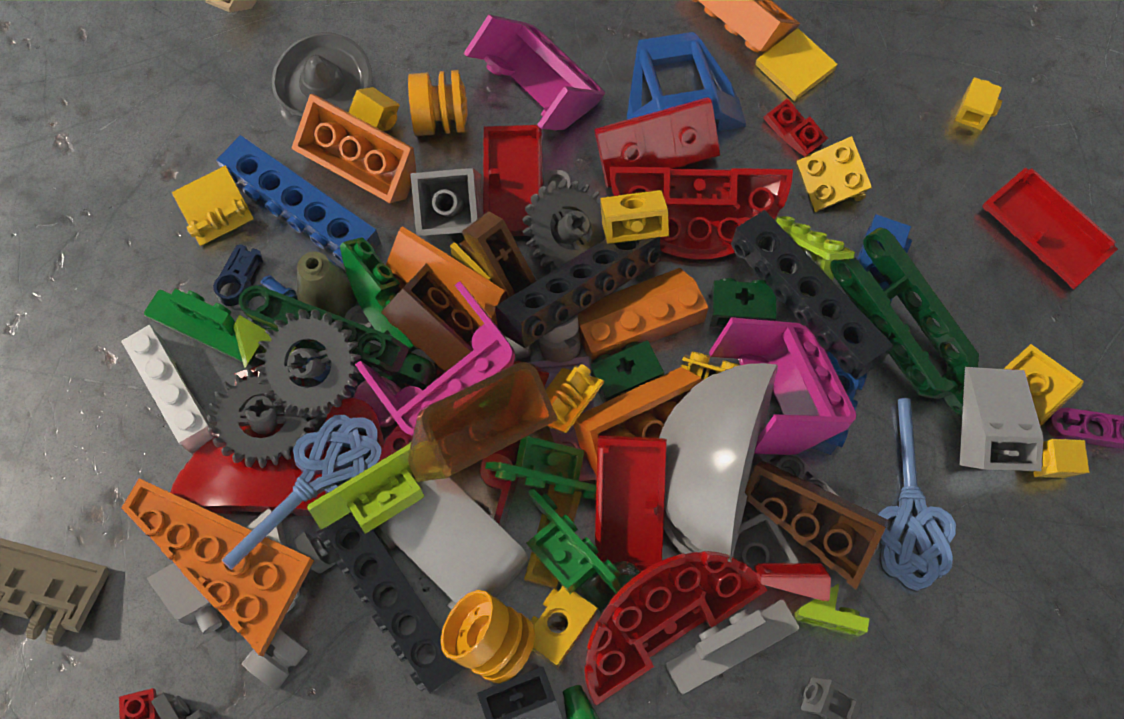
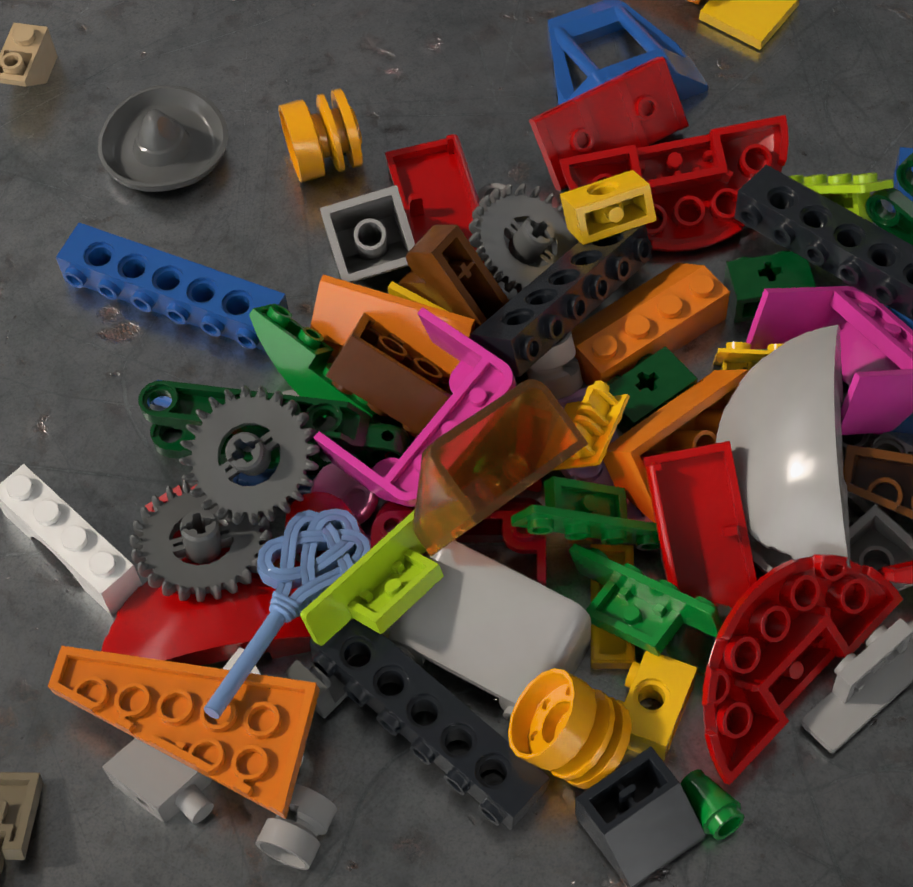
camera: 10 degrees left, 10 degrees down
(197, 320) = (89, 452): green bracket -> none
(212, 206) = (63, 314): yellow hinge -> none
(239, 271) = (117, 384): dark blue piece -> none
(248, 338) = (158, 453): lime slope -> none
(324, 284) = (235, 360): olive cone -> none
(355, 150) = (234, 205): orange slope -> none
(374, 108) = (240, 162): yellow brick -> none
(538, 67) = (431, 74): dark pink windscreen -> none
(794, 129) = (764, 77): red slope -> none
(834, 174) = (835, 118): yellow hinge -> none

